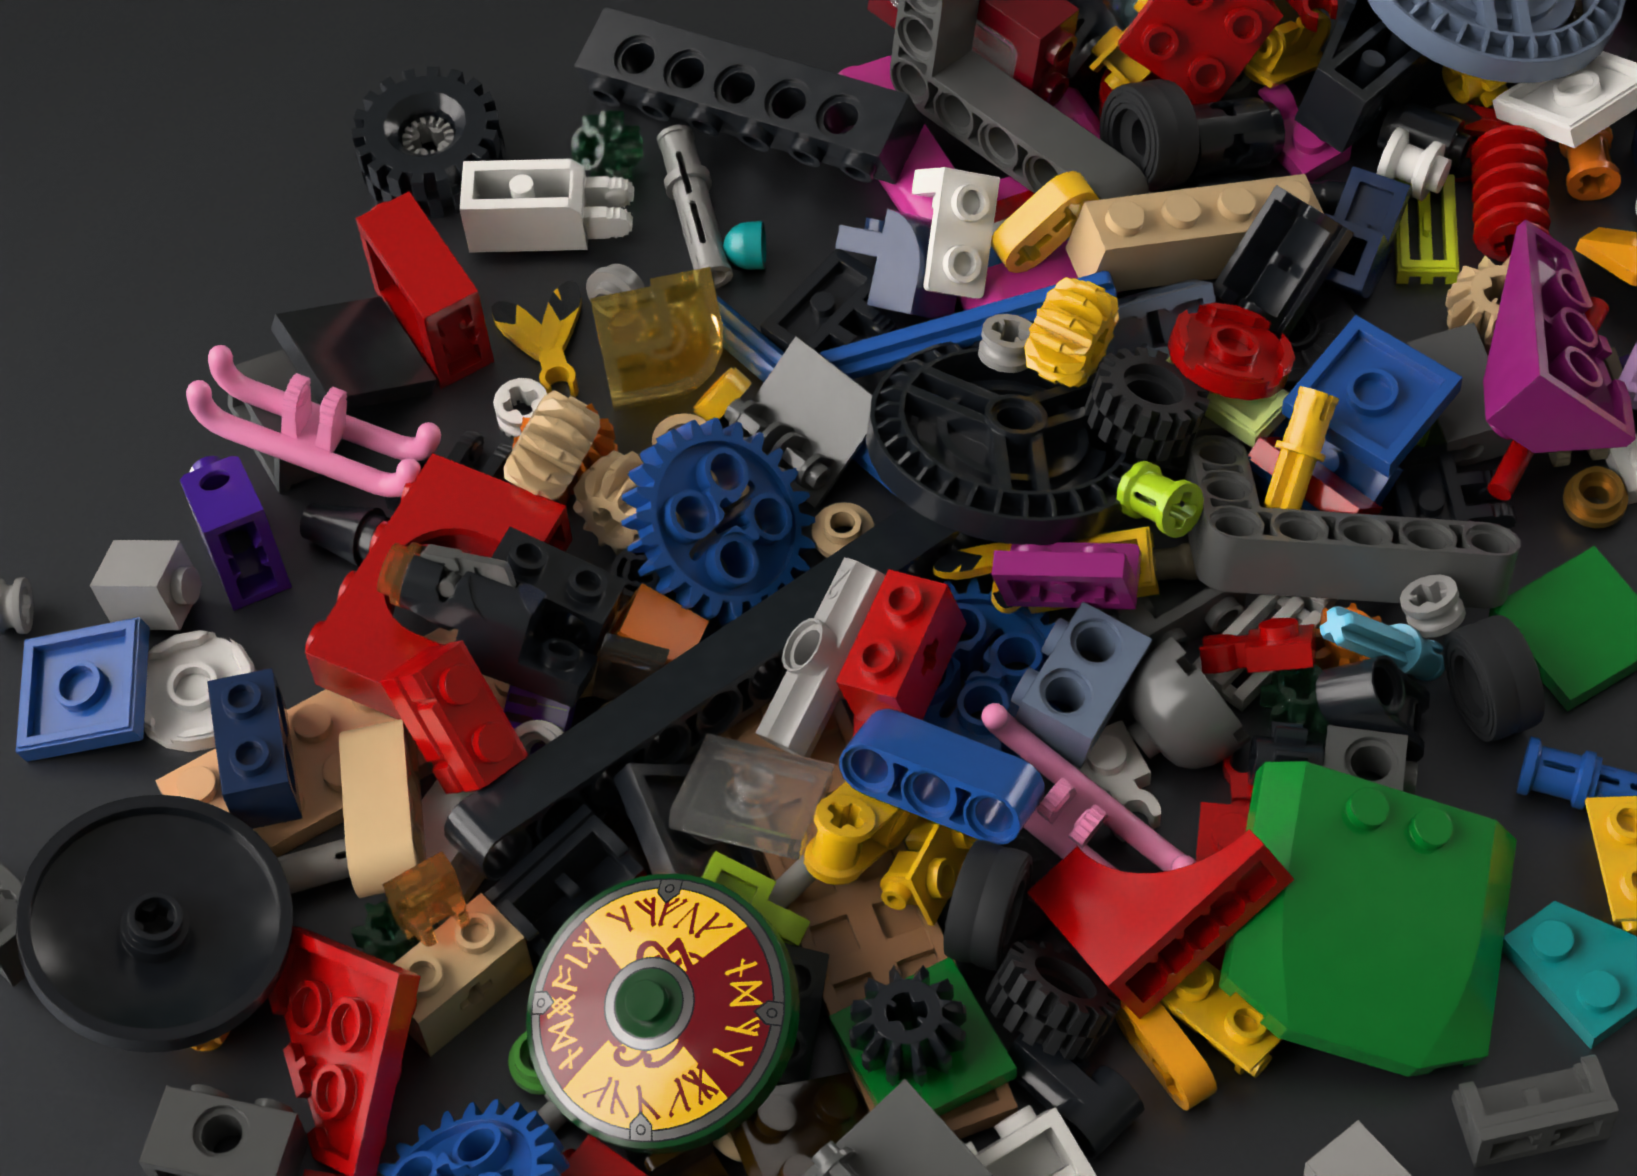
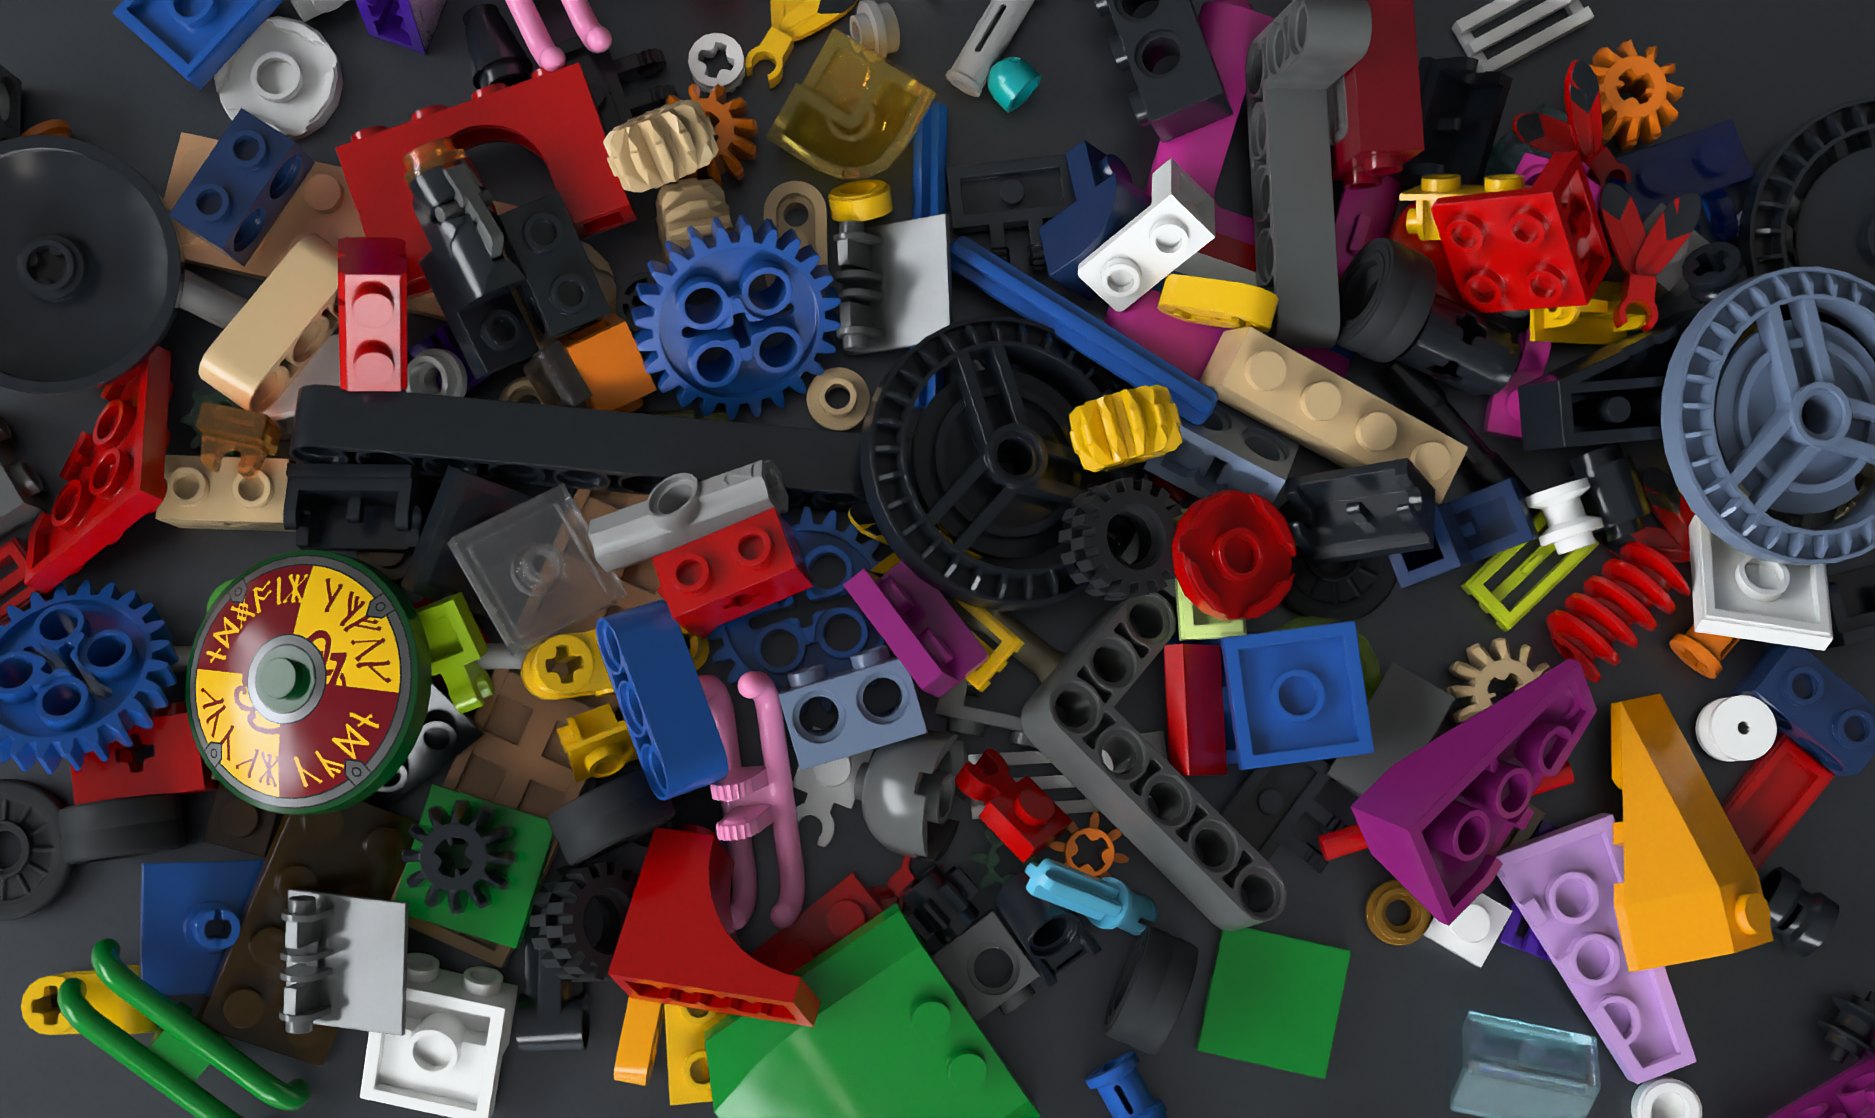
camera: 40 degrees right, 25 degrees up
(1004, 343) = (1079, 362): light grey bush -> none
(1160, 499) = (1043, 632): lime bush -> none
(1300, 448) = (1191, 692): yellow axle -> none
(1433, 605) = (1146, 907): light grey bush -> none

